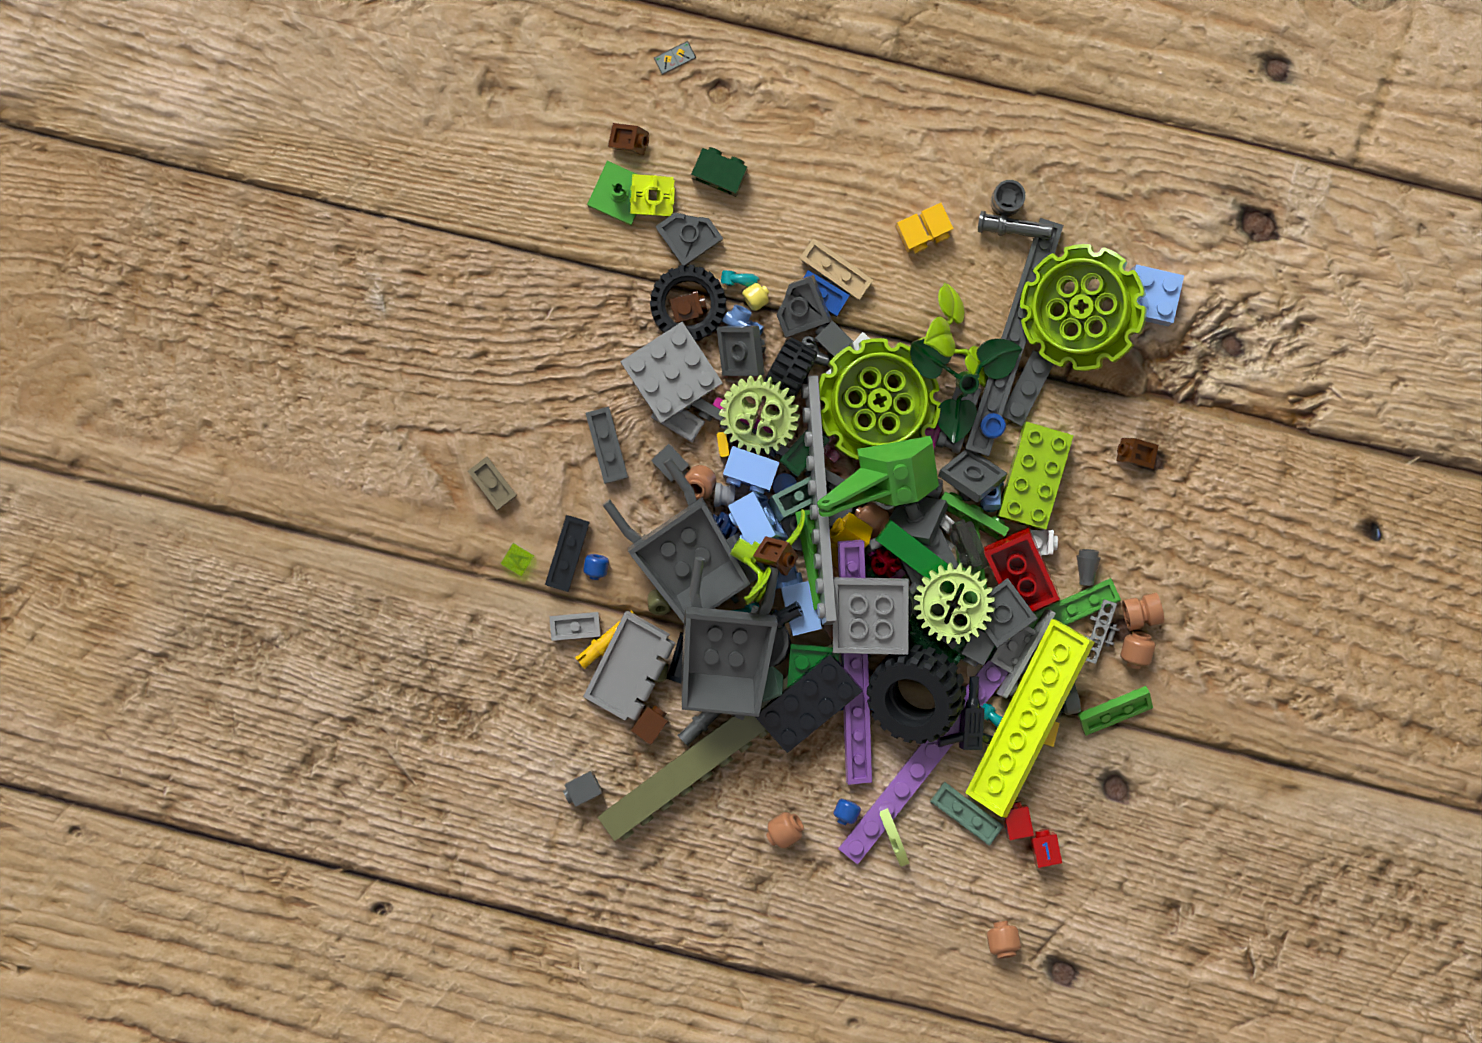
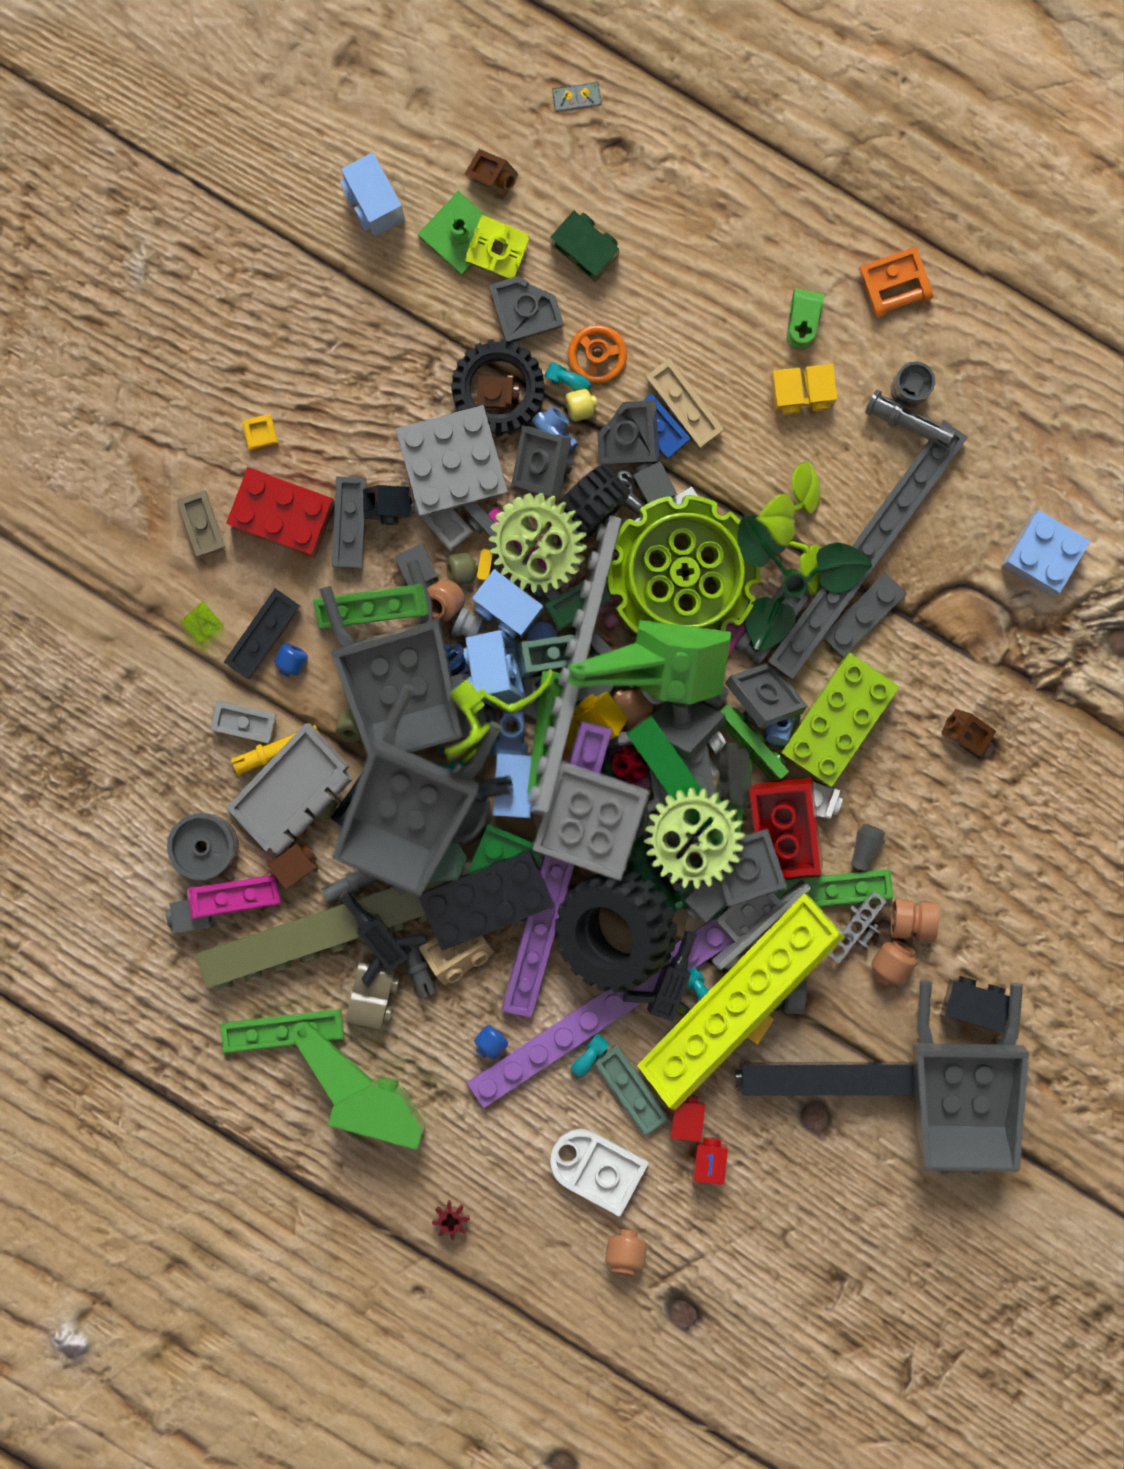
camera: 15 degrees right, 0 degrees up
(514, 397) = (260, 432): none -> yellow tile
(543, 186) = (374, 196): none -> light blue brick
(551, 454) = (280, 512): none -> red brick
(562, 738) = (185, 851): none -> dark grey wheel
(612, 763) = (233, 896): none -> dark pink tile
(631, 421) = (386, 503): none -> black brick
(649, 503) = (375, 605): none -> bright green tile
(682, 855) = (276, 1030): none -> bright green tile
(705, 452) = (461, 568): none -> olive piece
(731, 756) = (384, 944): none -> black piece
(742, 805) = (370, 1005): none -> dark tan brick
(762, 891) = (360, 1103): none -> bright green slope
(770, 772) = (418, 971): none -> dark grey pin
(771, 243) = (590, 345): none -> orange piece
(777, 554) = (502, 711): reddish brown bracket -> none
(785, 830) = (411, 1040): nougat head -> none
(798, 759) = (455, 961): none -> tan bracket
(857, 965) = (444, 1225): none -> dark red gear
(894, 837) = (535, 1090): yellowish green tile -> none
(906, 170) = (804, 314): none -> bright green piece
(923, 806) = (584, 1063): none -> teal arm
(962, 883) = (599, 1170): none -> white plate
(963, 116) = (893, 272): none -> orange plate
(992, 425) = (808, 645): blue tile -> none
(1081, 266) = (995, 572): lime piece -> none
(1115, 710) = (845, 1026): bright green plate -> none
(1118, 754) = (825, 1078): none -> black brick
(1211, 661) = (975, 1004): none -> black brick
(1229, 733) = (970, 1096): none -> dark grey piece

